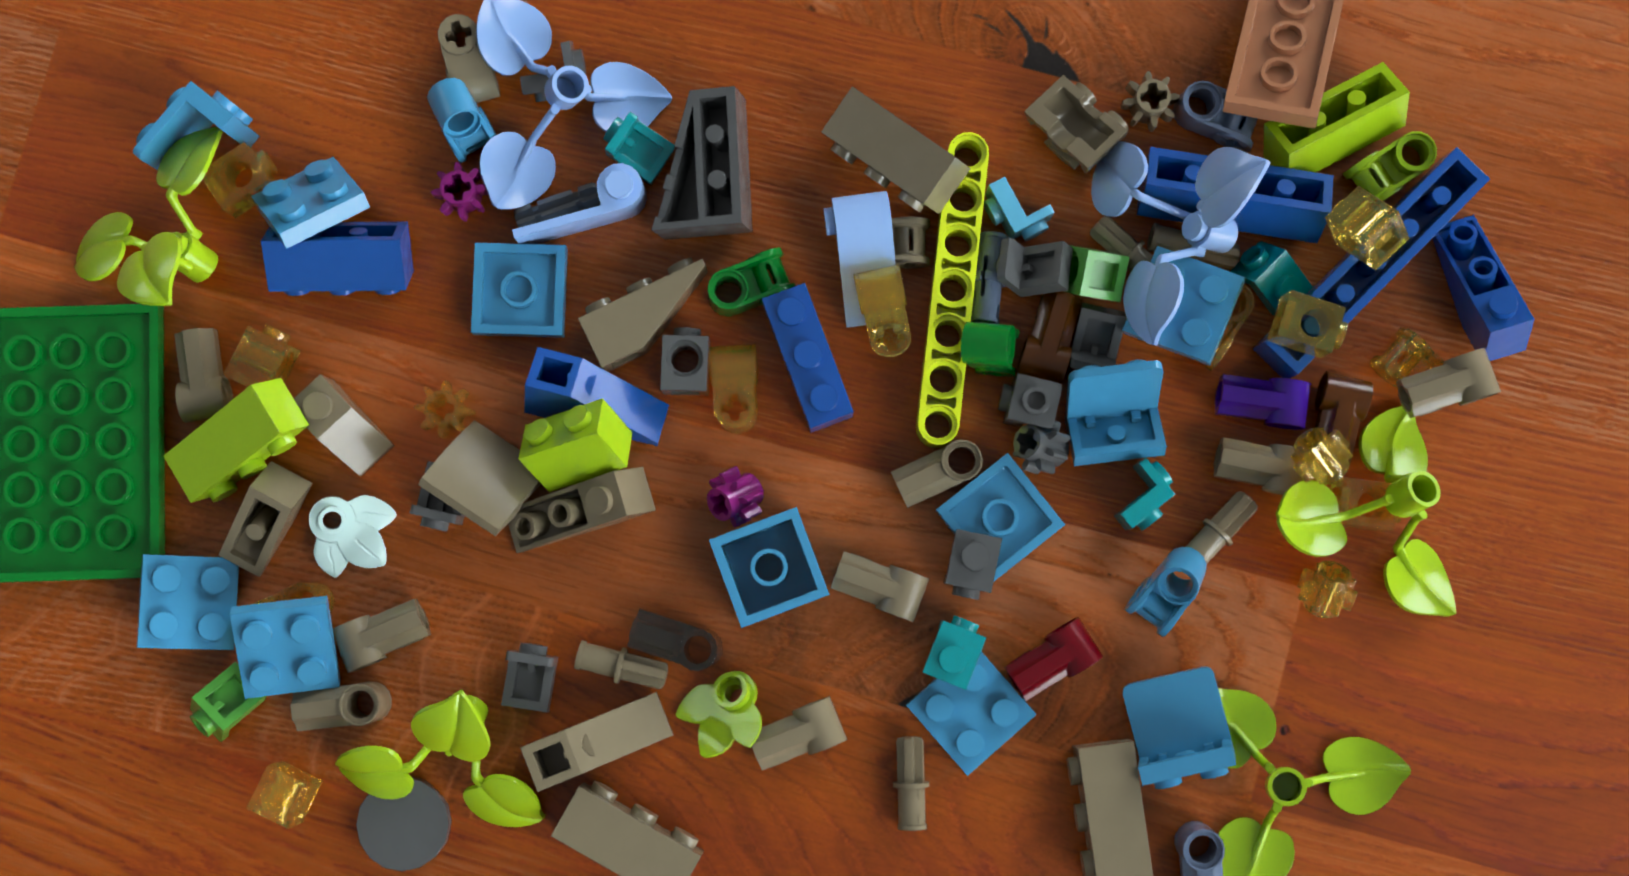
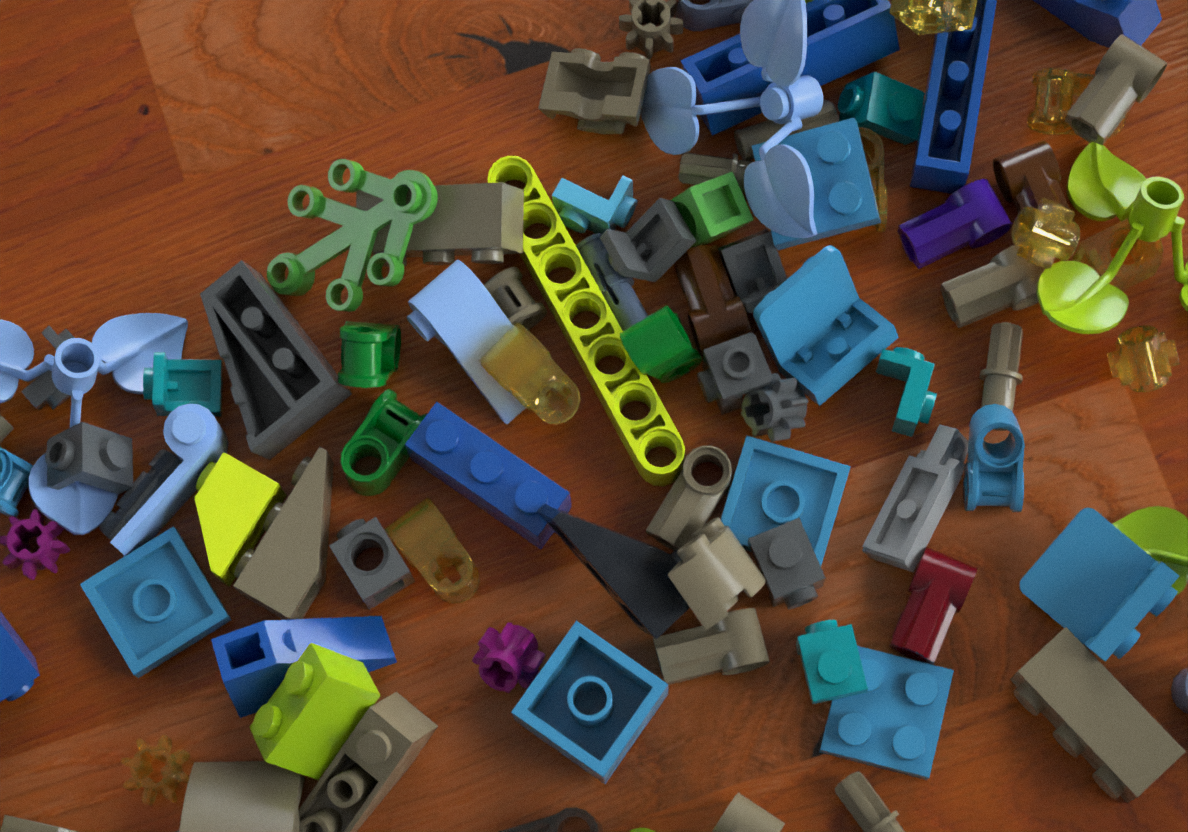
camera: 30 degrees left, 10 degrees down
(537, 157) = (90, 457): none -> dark grey bracket
(612, 262) = (232, 511): none -> neon yellow slope
(781, 213) = (368, 353): none -> green piece
(831, 119) = (356, 234): none -> bright green plant
(862, 496) = (625, 567): none -> black slope
(915, 538) = (714, 572): none -> dark tan cylinder
(1095, 580) = (918, 501): none -> light grey hinge
(1287, 328) = (928, 134): clear yellow brick -> none

